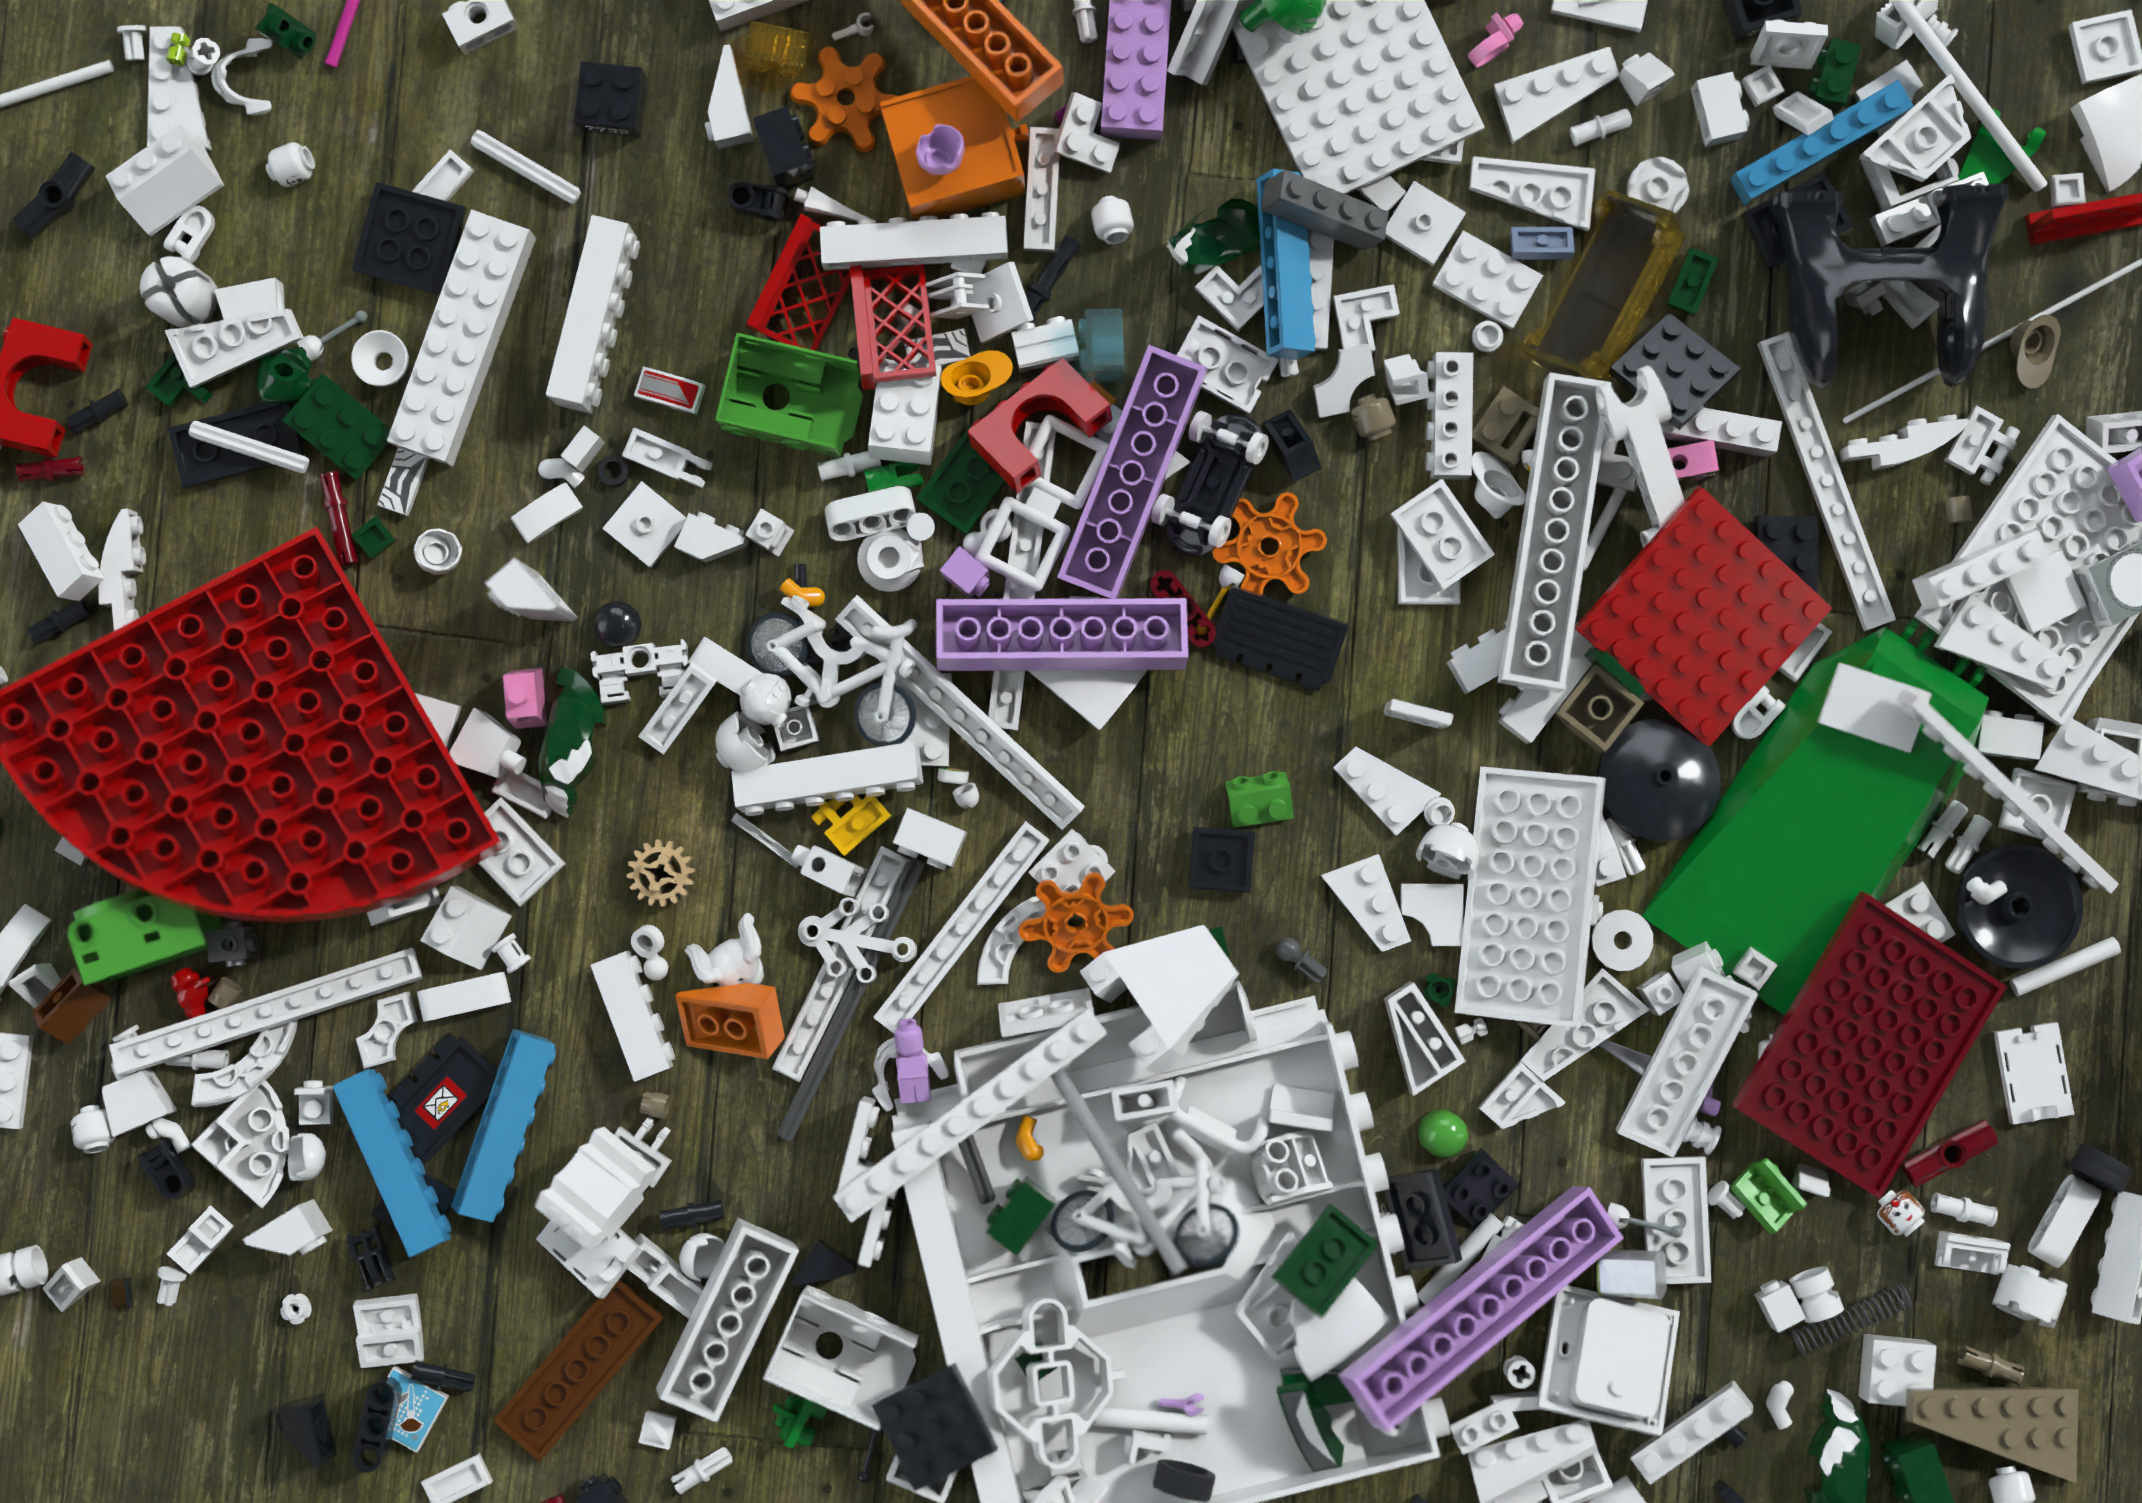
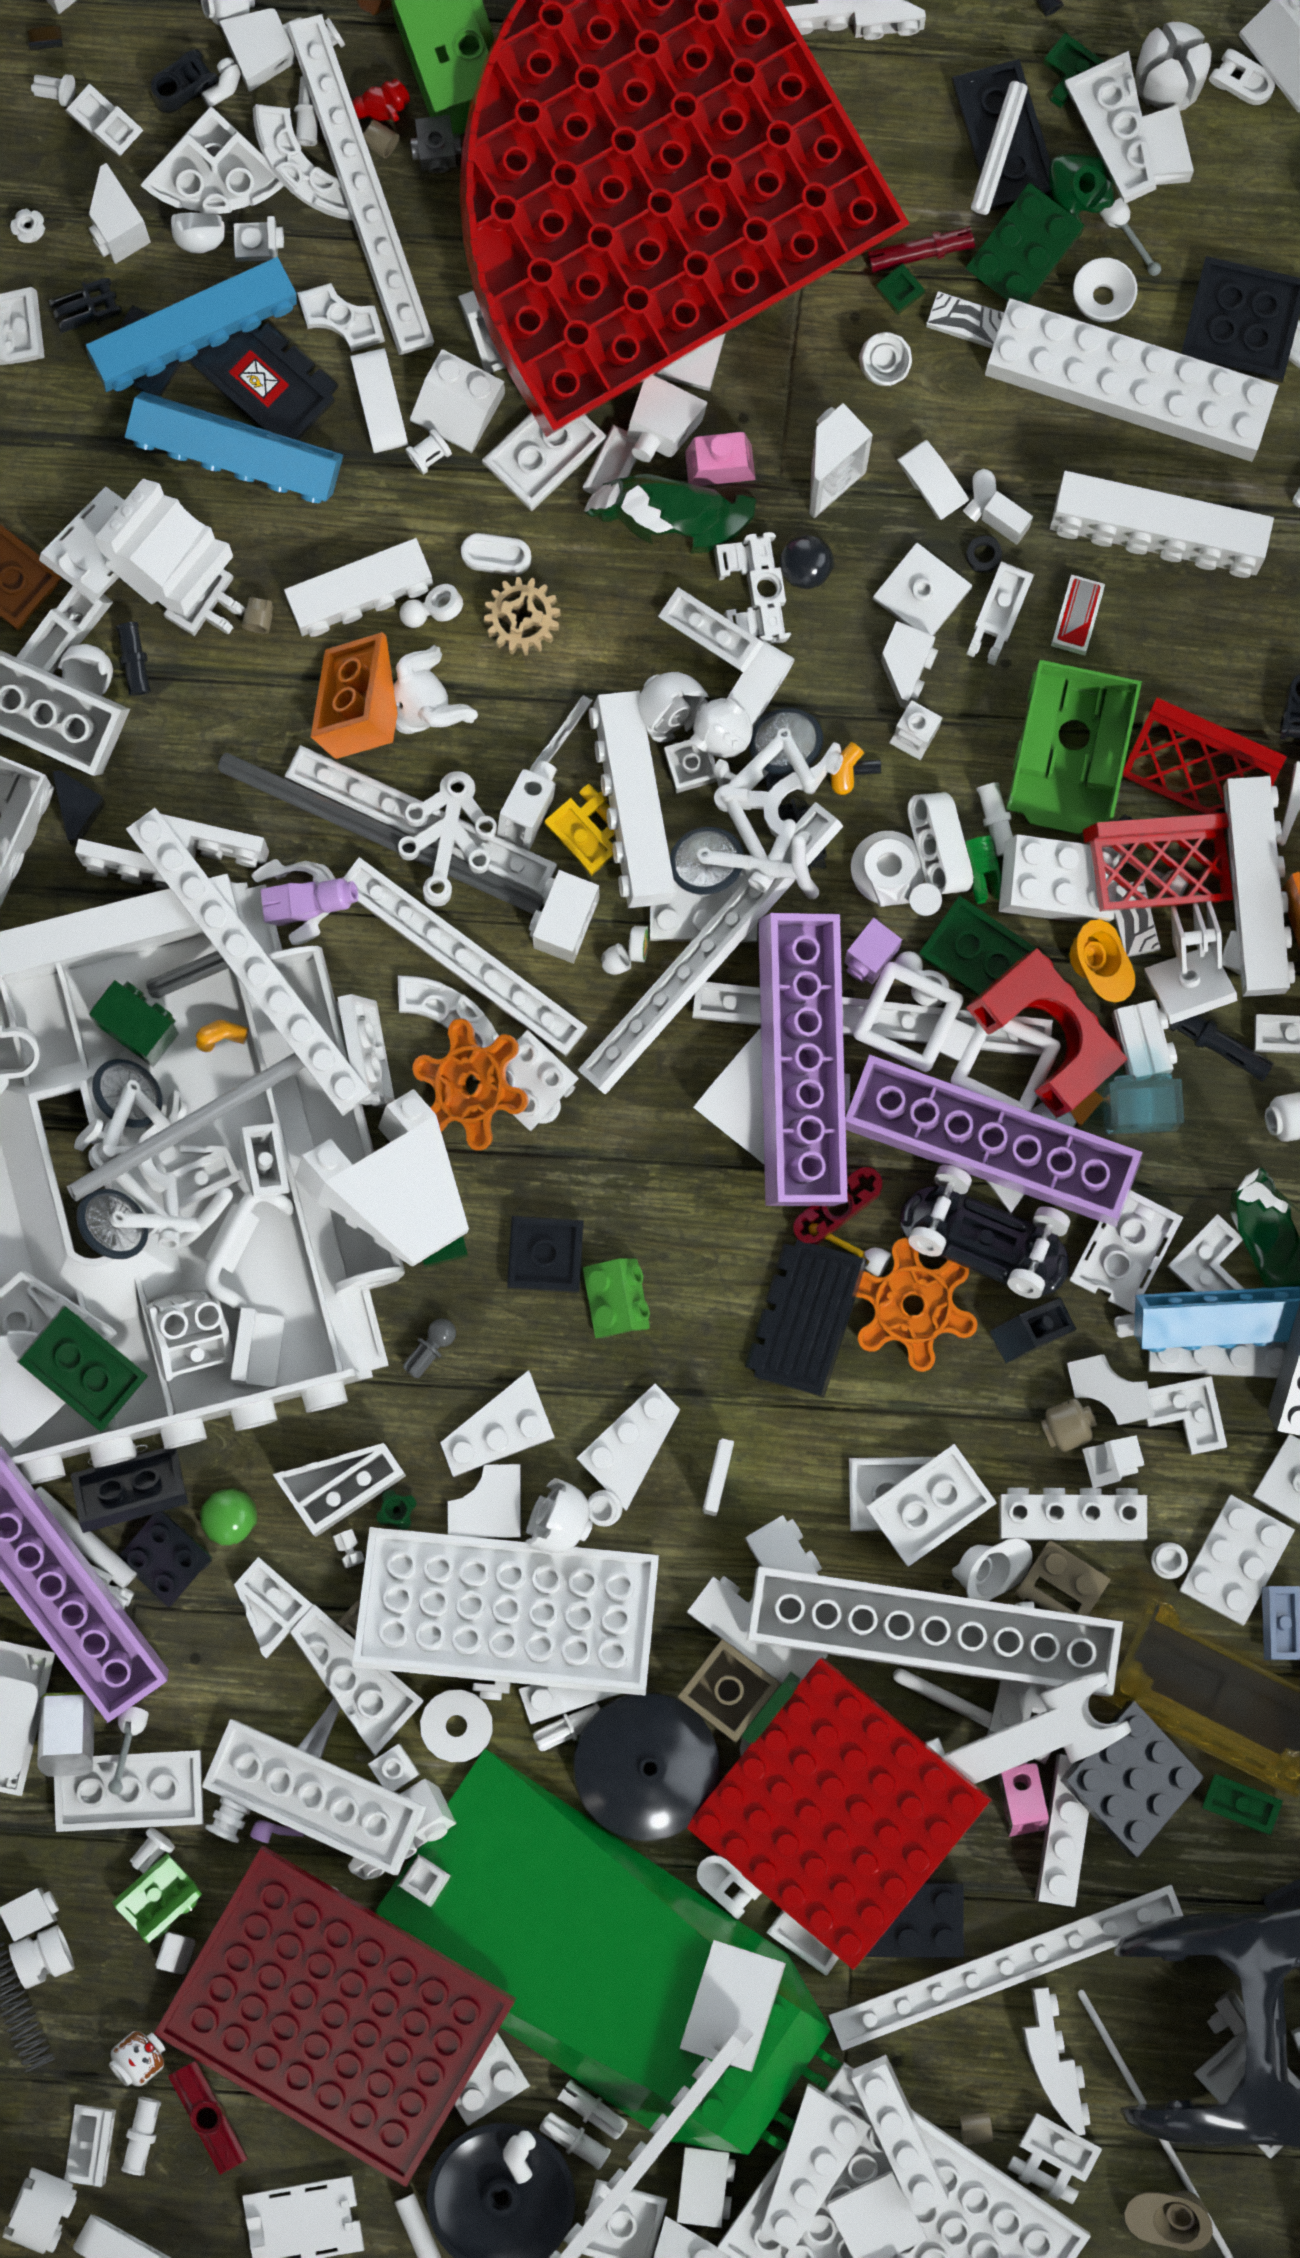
camera: 90 degrees right, 5 degrees down
(604, 895) = (496, 554): none -> white tile

